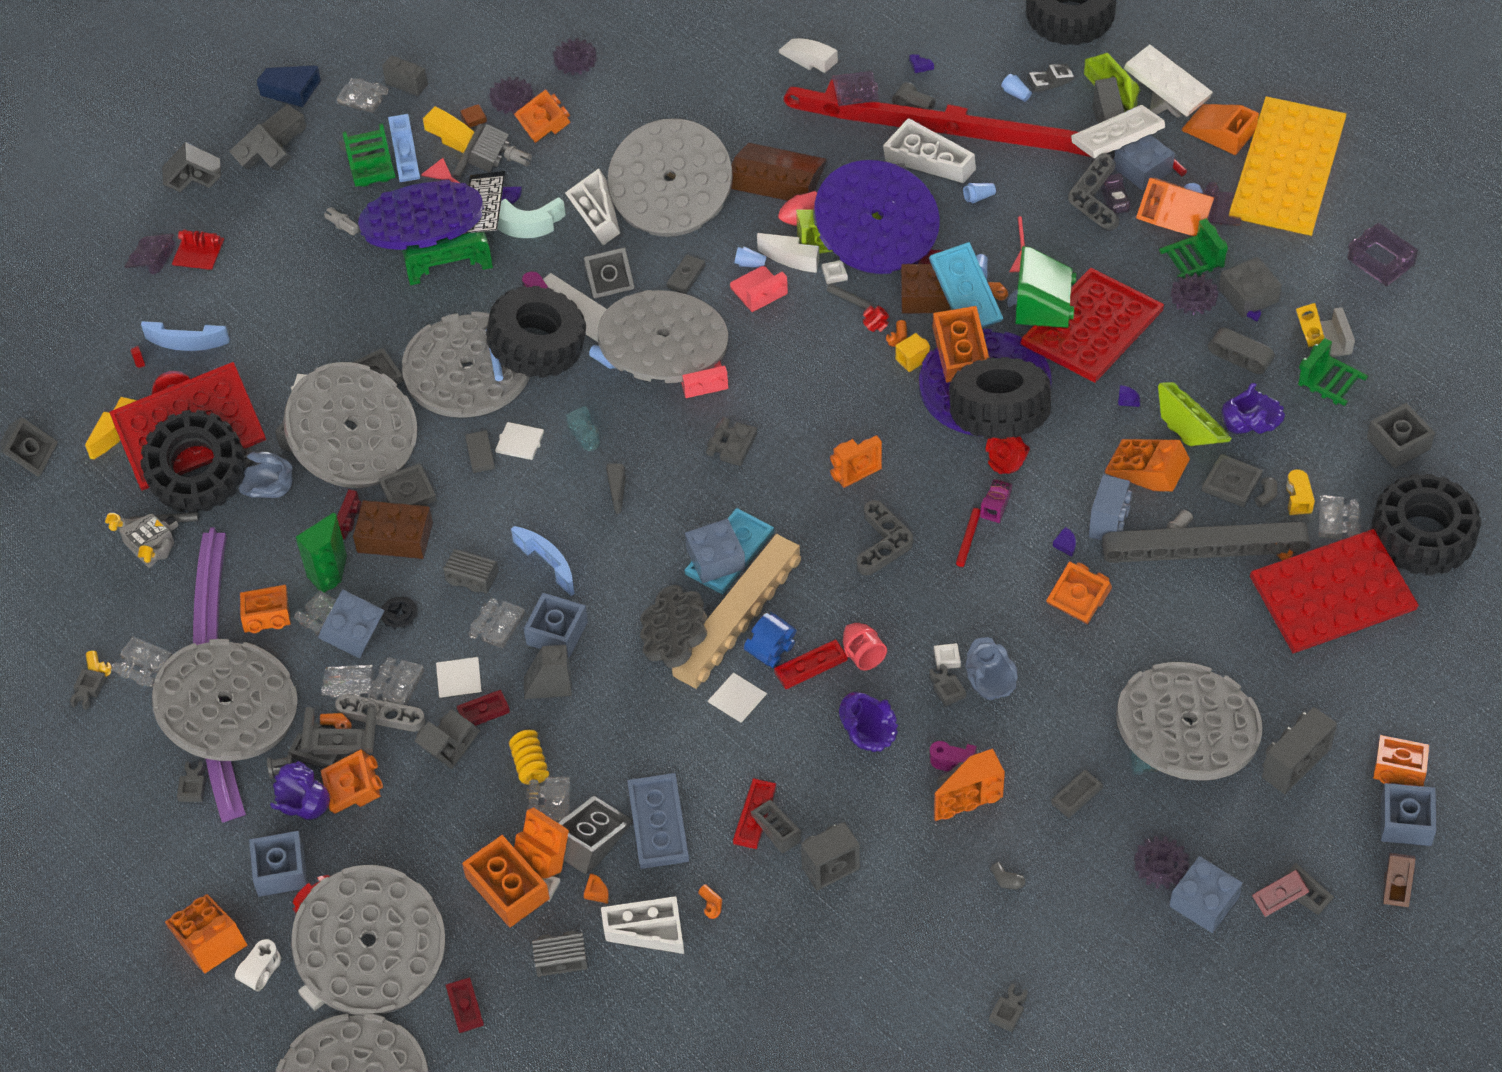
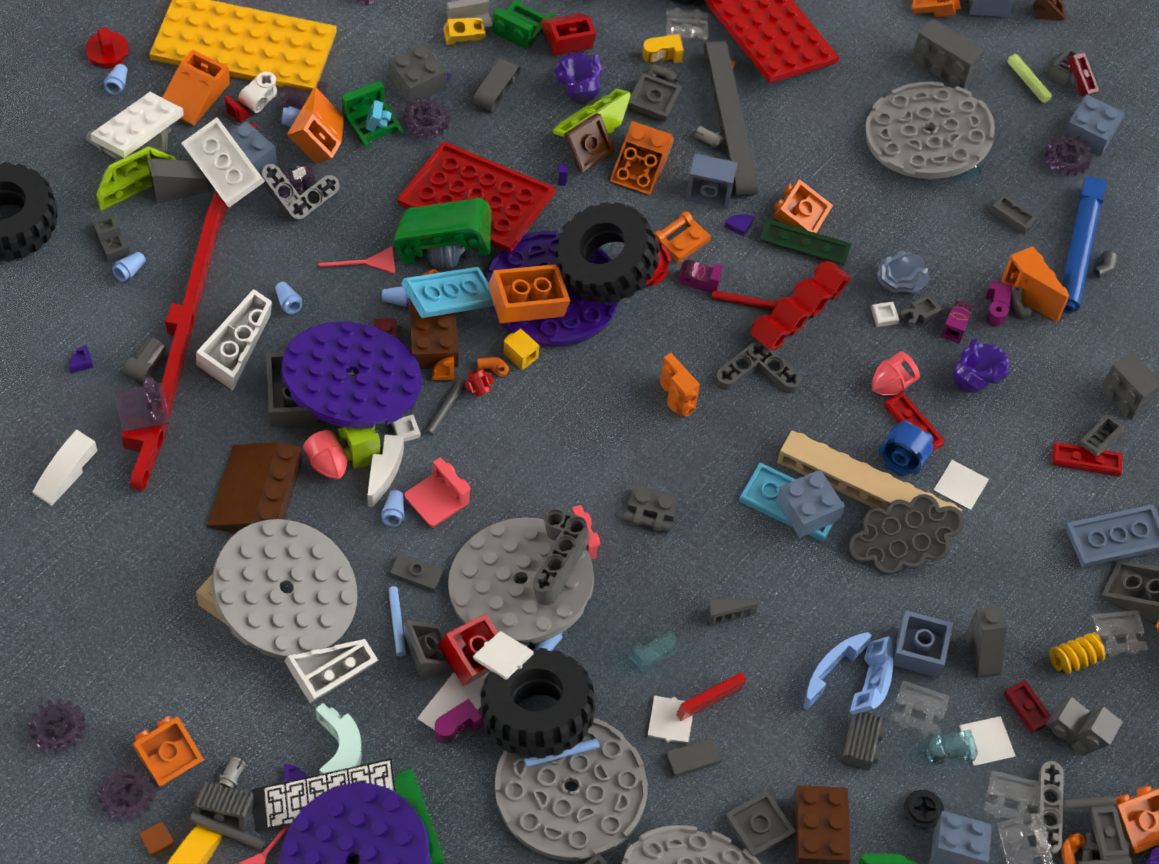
camera: 105 degrees left, 5 degrees up
(452, 635) = (952, 746): none -> clear light blue leg
(499, 567) = (878, 678): none -> light blue slope
(531, 462) = (711, 696): none -> red tile
(579, 304) = (503, 655): none -> white piece
(595, 294) = (463, 643): none -> red slope
(644, 260) = (397, 621): none -> light blue bar
(669, 348) = (548, 582): none -> dark grey beam
(892, 298) = (443, 369): none -> orange tile
(932, 716) = (957, 321): none -> magenta leg
(945, 569) = (806, 301): none -> red brick
(1037, 592) = (805, 242): none -> dark green plate
(1043, 496) = (687, 241): none -> orange plate
(1096, 873) = (1082, 240): none -> blue brick
(1160, 412) = (589, 142): none -> reddish brown tile
(1188, 249) = (377, 116): none -> medium azure tile
(1202, 157) = (235, 109): none -> red slope
(1221, 172) = (259, 92): none -> white piece
(1233, 75) = (115, 81): none -> light blue cone
(1273, 69) = (107, 48): none -> red tile
(1282, 845) = (1029, 78): none -> yellowish green axle
(1314, 408) = (569, 33): none -> red slope

